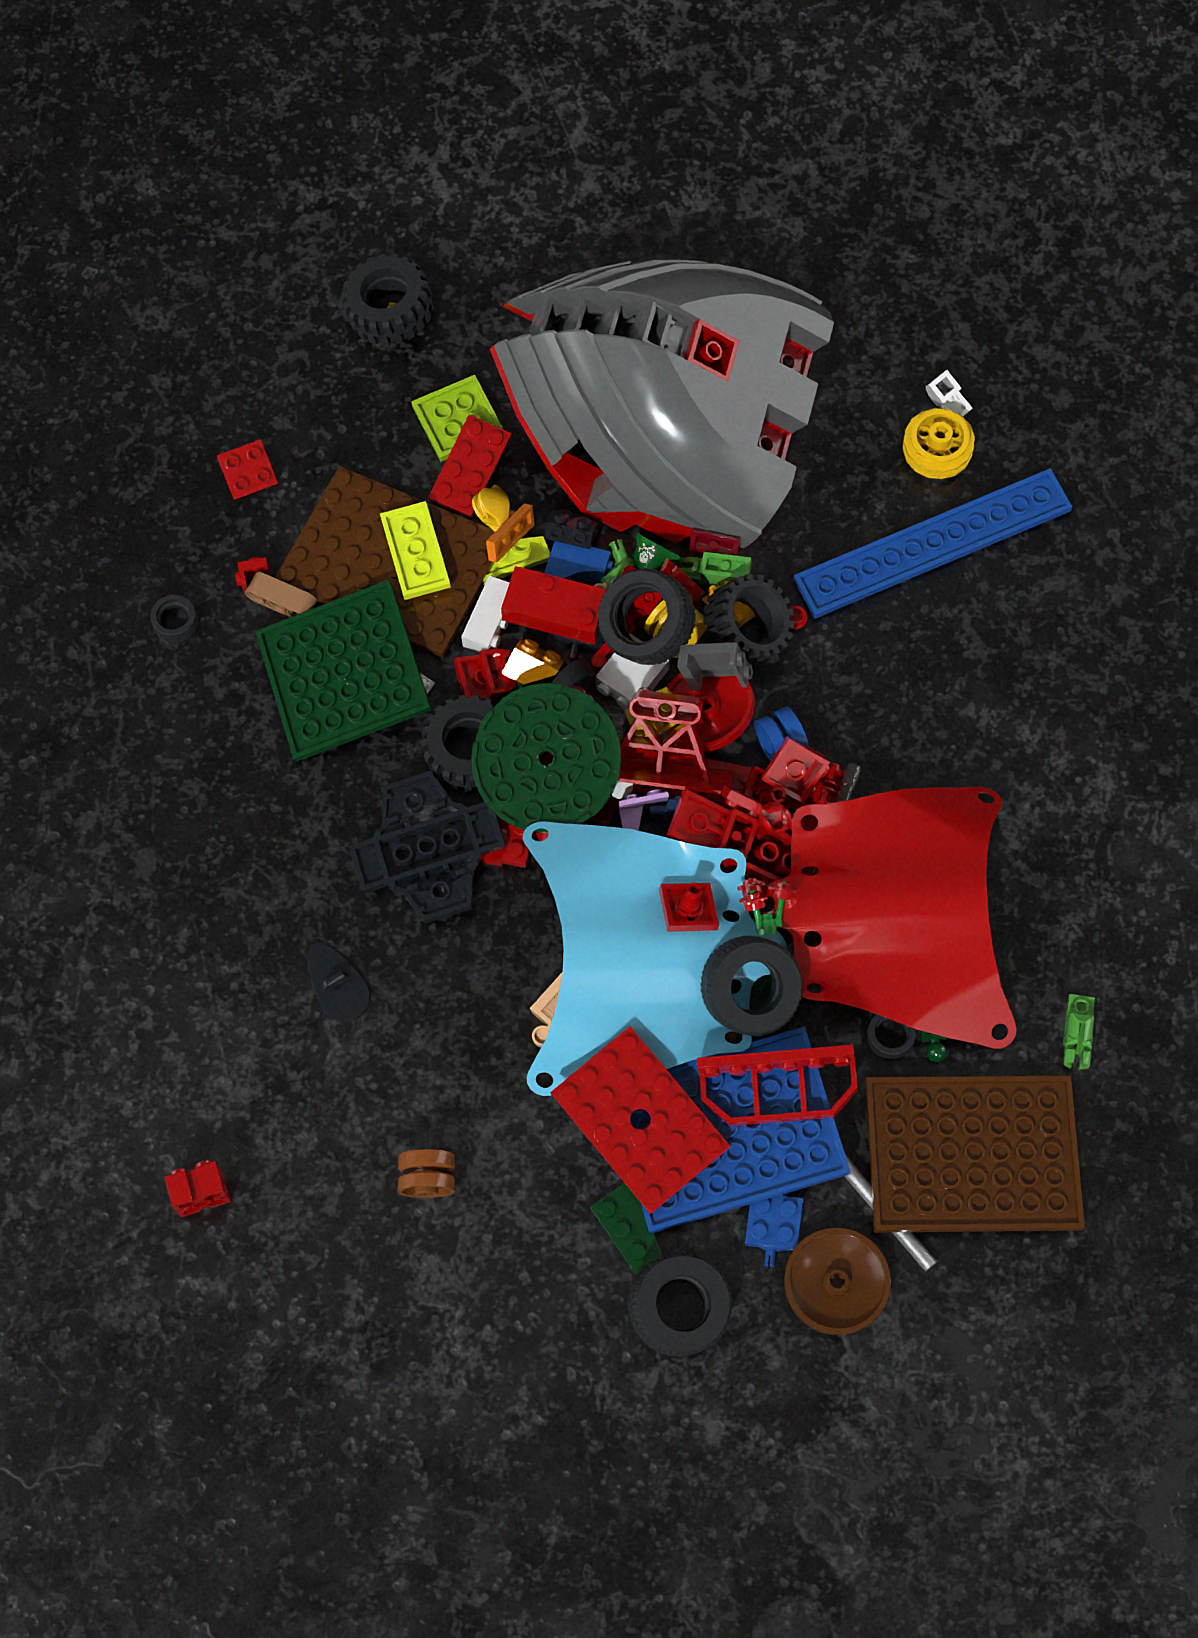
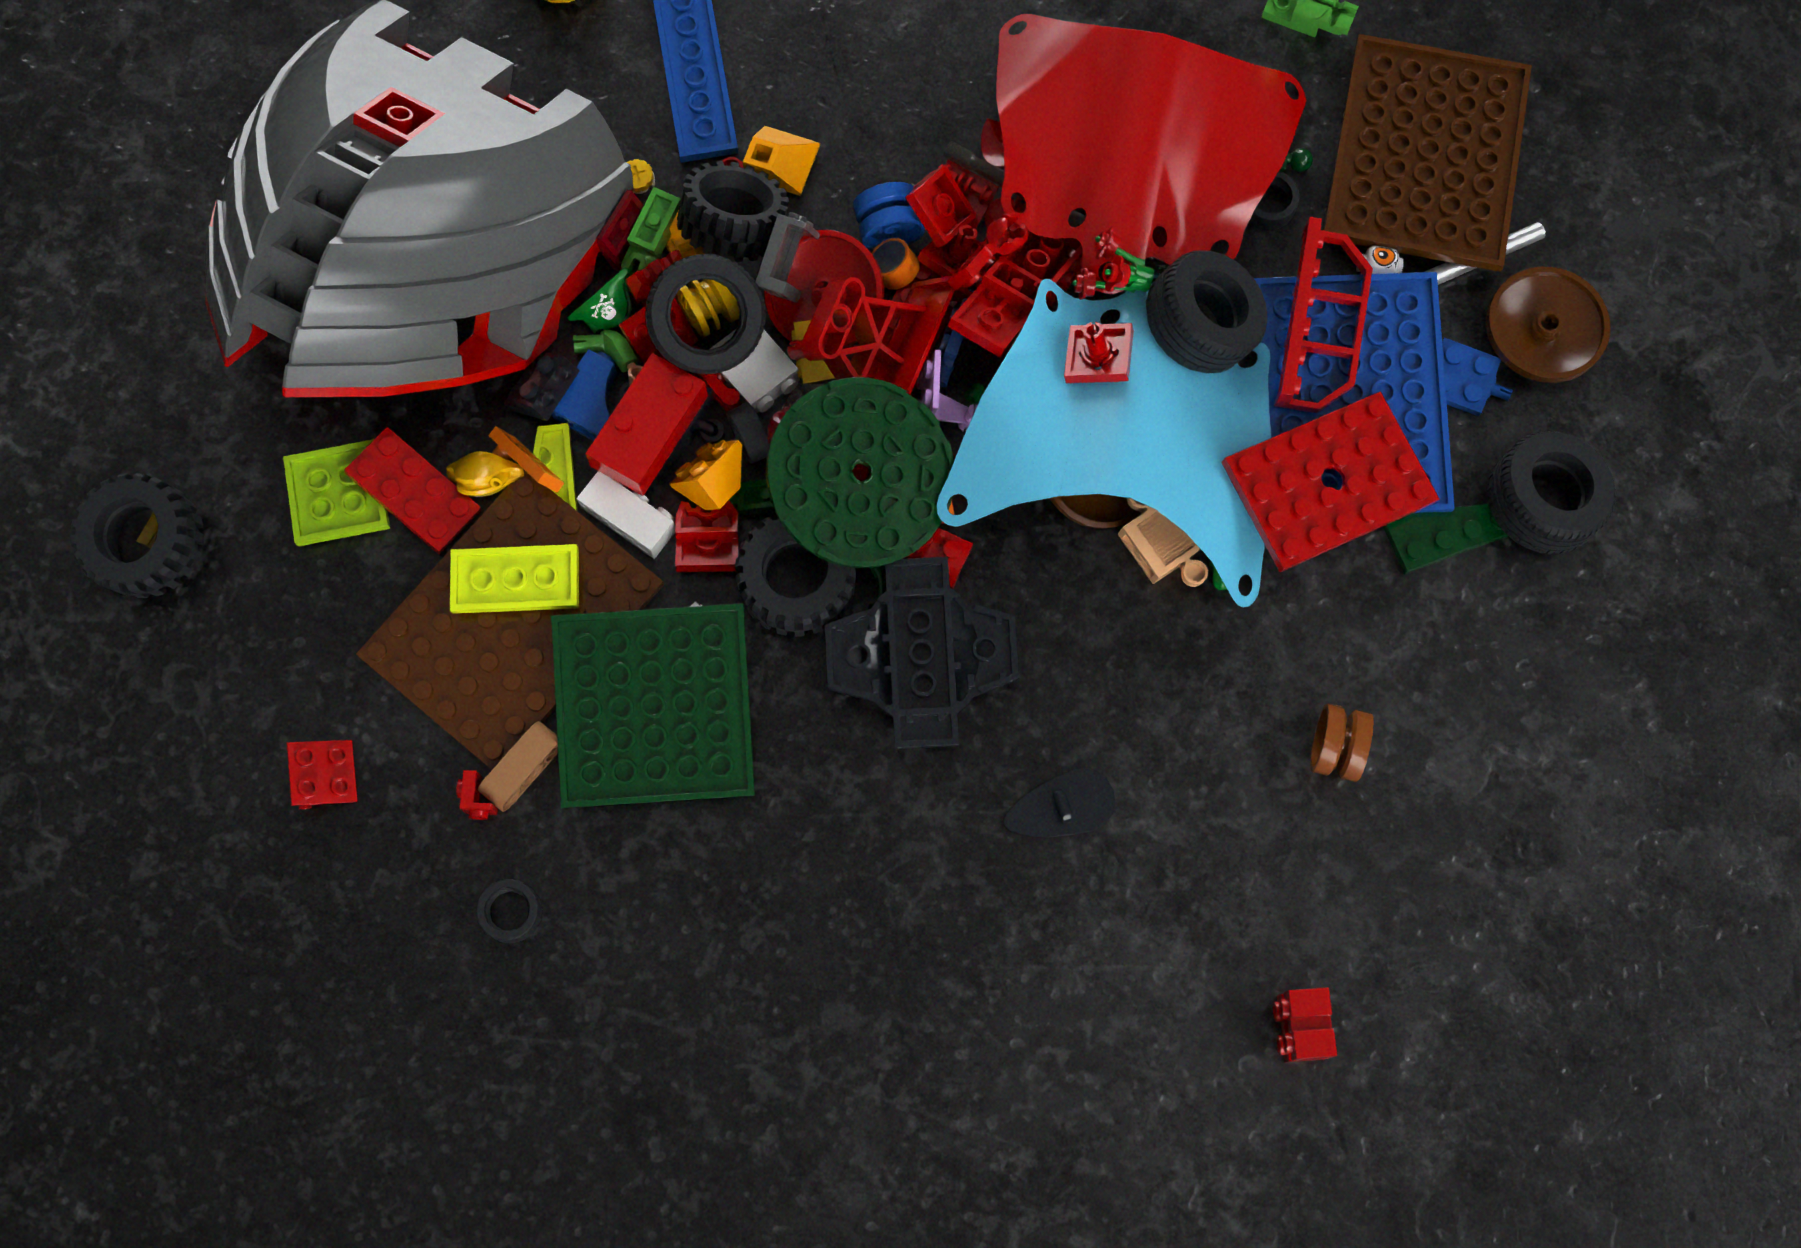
camera: 80 degrees left, 5 degrees up
(746, 753) = (896, 262): none -> piece
(770, 551) = (642, 176): none -> yellow piece
(815, 648) = (782, 157): none -> light orange slope
(853, 1133) = (1383, 260): none -> head

